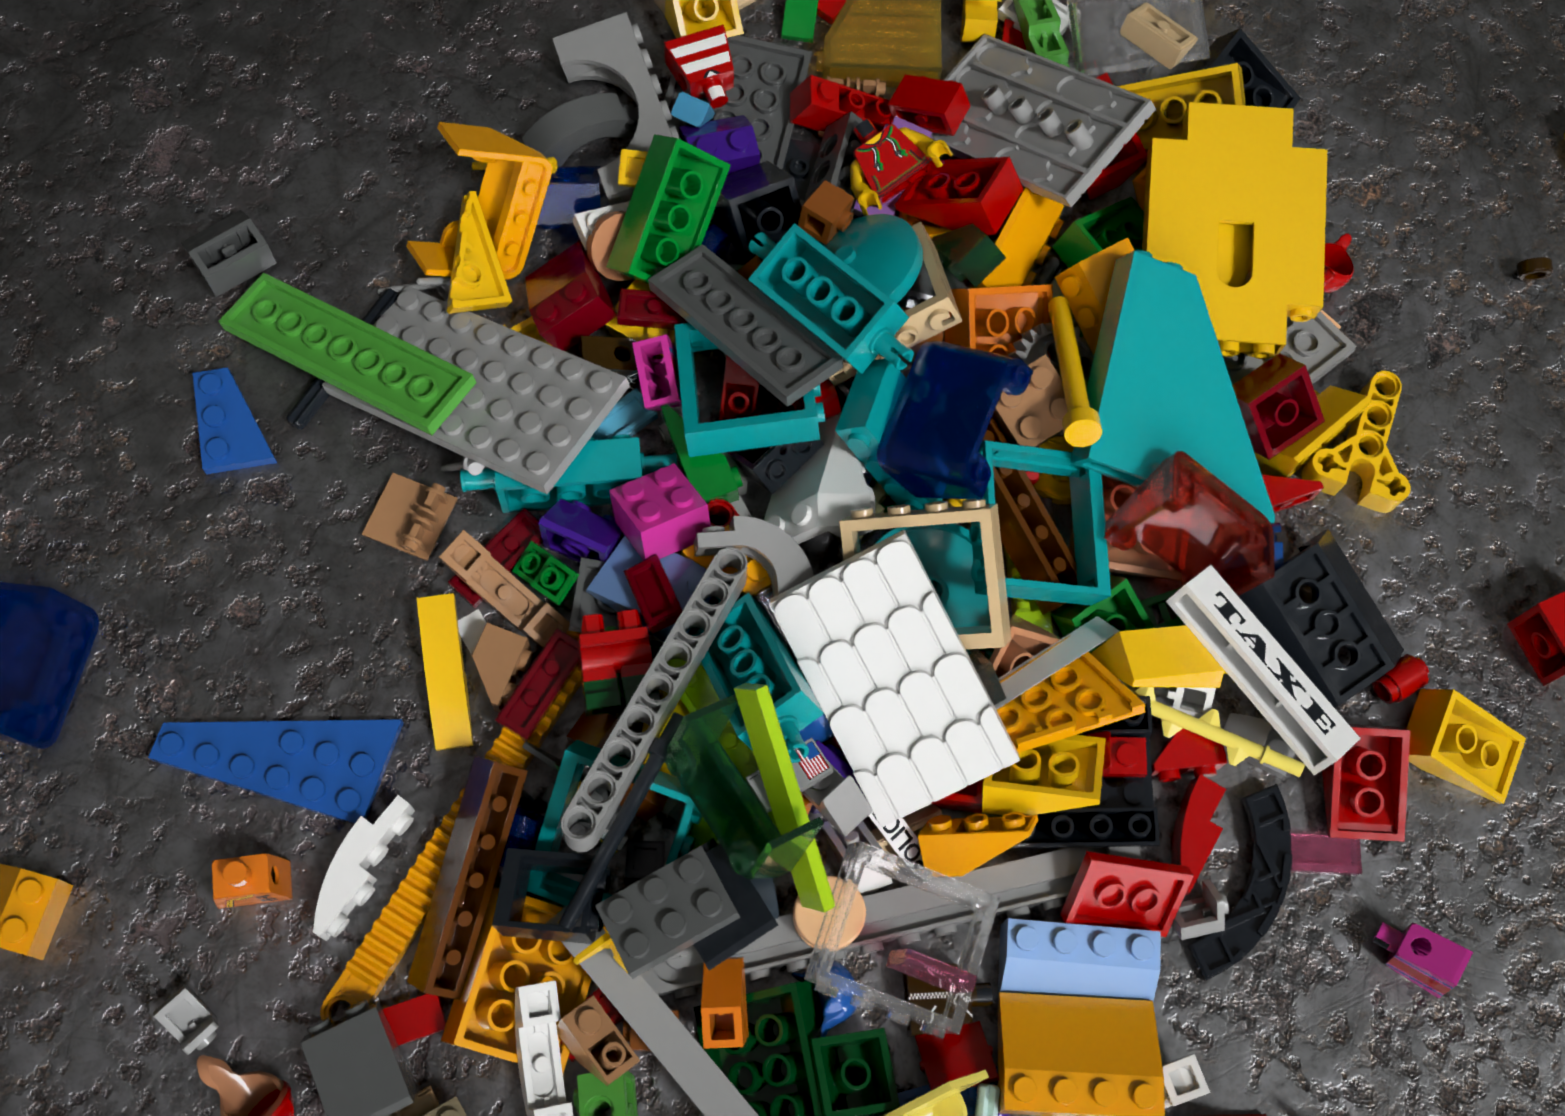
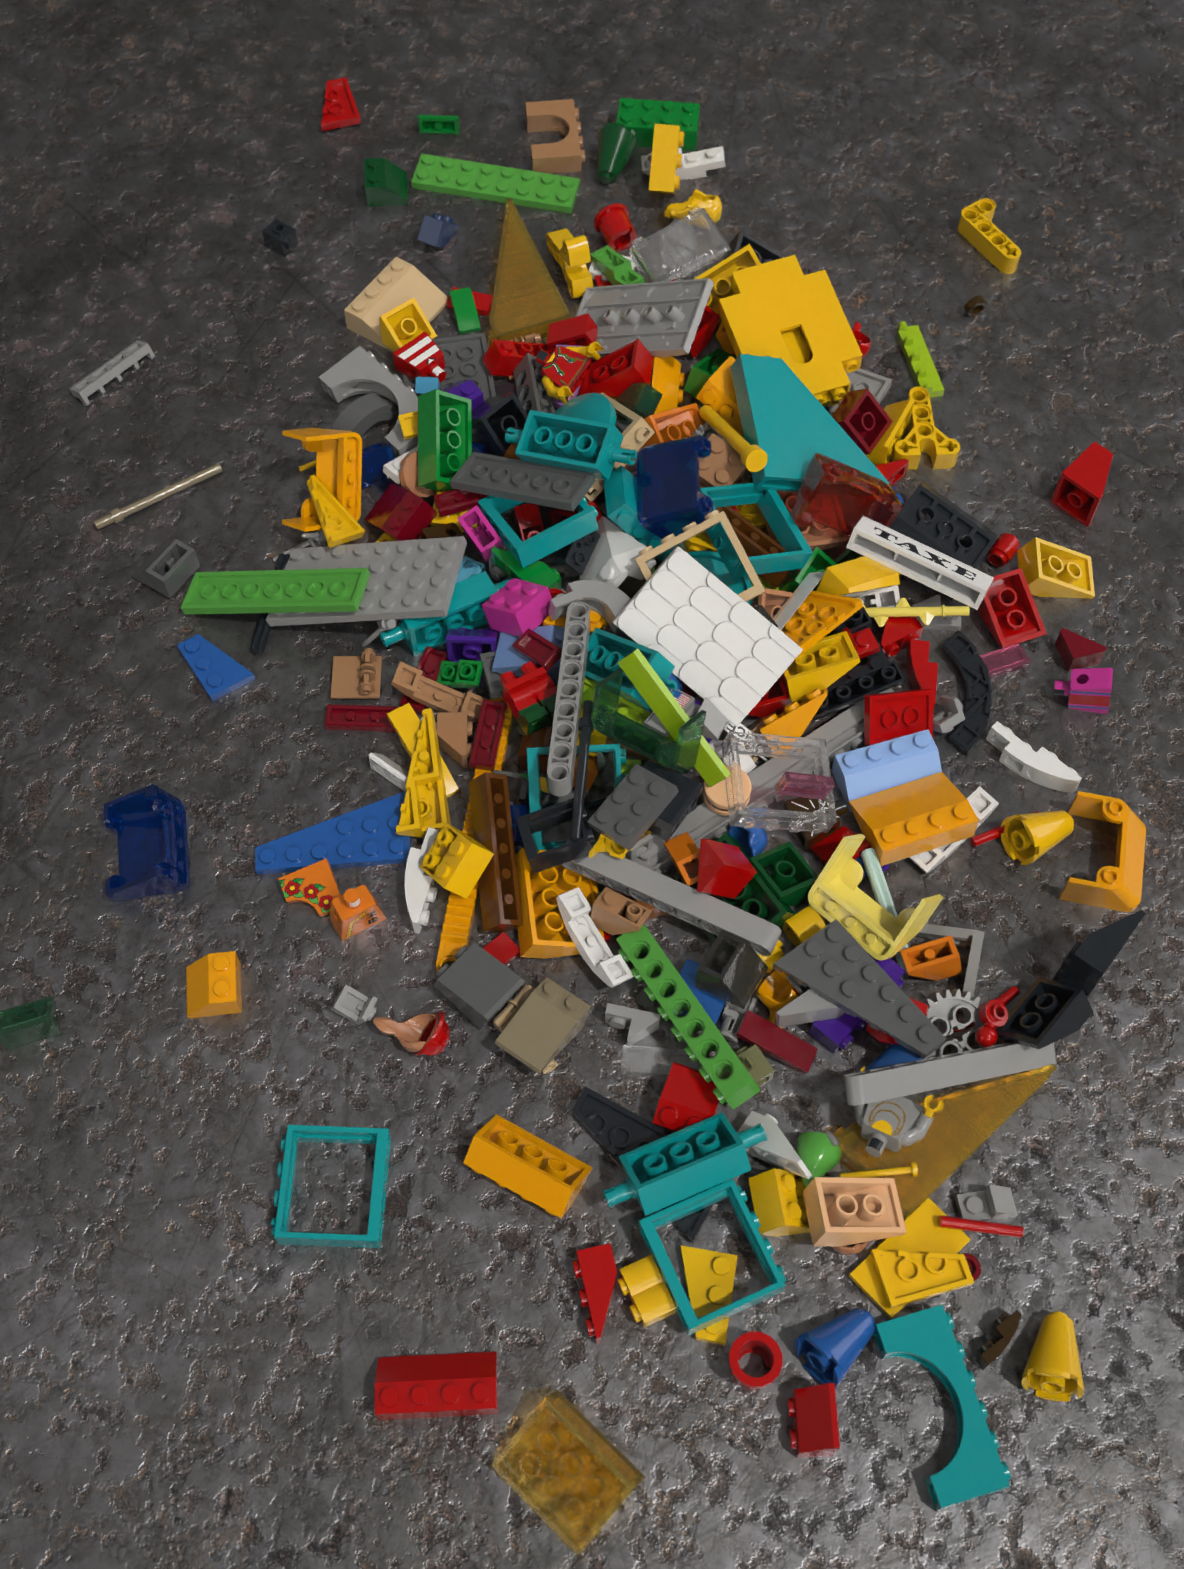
camera: 15 degrees left, 10 degrees down
(202, 145) = (117, 515): none -> dark tan bar
(213, 815) = (312, 886): none -> orange tile
(386, 578) = (358, 718): none -> dark red tile
(397, 681) = (389, 769): none -> white slope
(404, 871) = (456, 860): none -> yellow slope
(417, 746) = (425, 794): none -> yellow wedge
(763, 1043) = (722, 869): none -> red slope
(826, 212) = (543, 401): dark orange brick -> none
(1157, 35) = (694, 246): tan slope -> none
(1300, 1049) = (1039, 767): none -> white slope
(1414, 324) = (919, 359): none -> lime hinge
(1438, 885) = (1078, 651): none -> dark red slope

